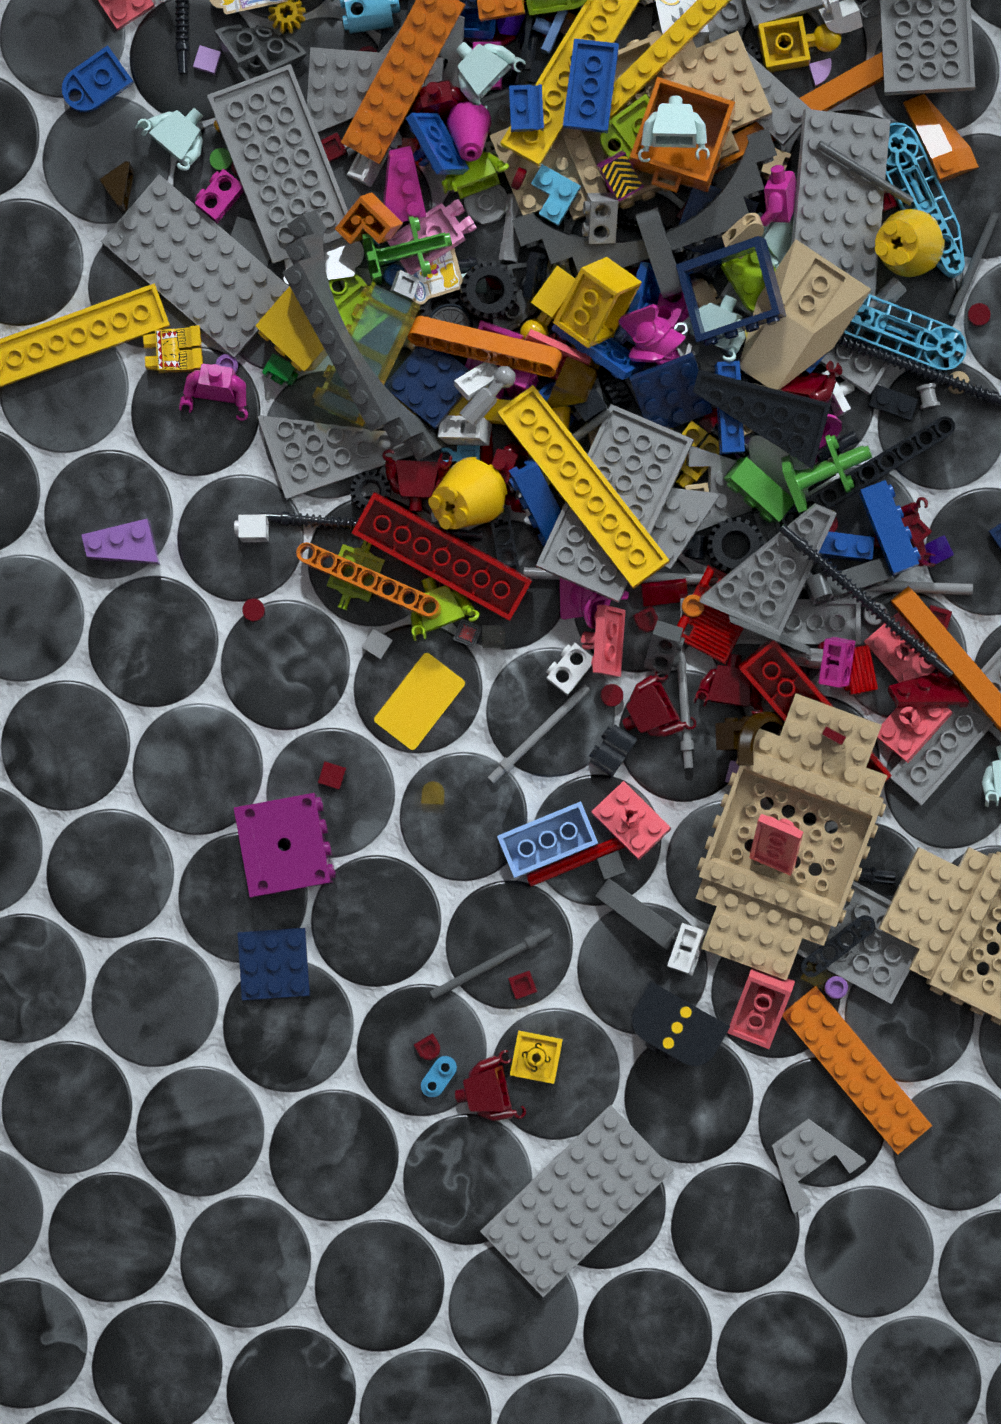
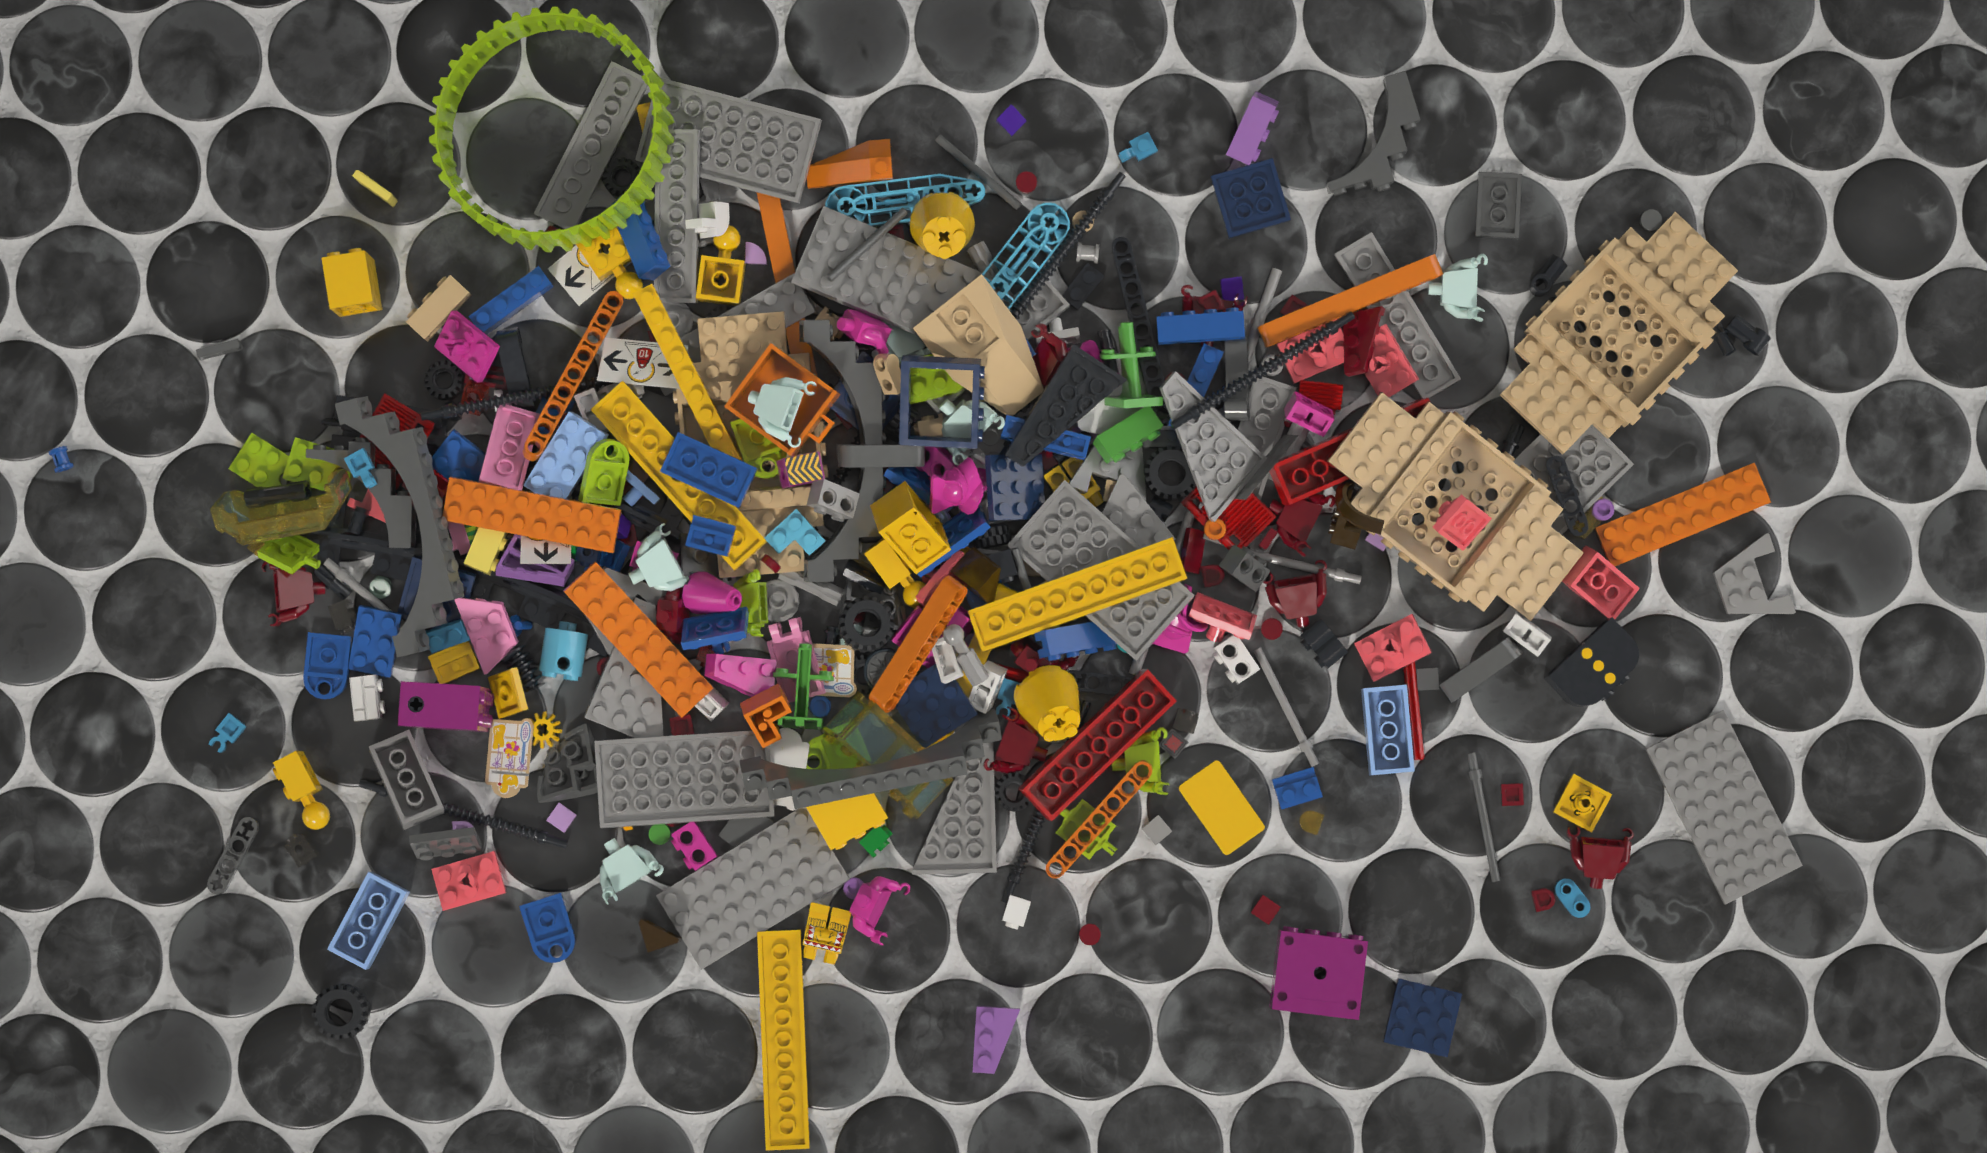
camera: 75 degrees left, 0 degrees up
(405, 285) = (834, 700): light grey tile -> none
(461, 769) = (1297, 788): none -> blue plate
(700, 663) = (1267, 539): none -> dark red tile
(833, 735) = (1379, 438): dark red tile -> none

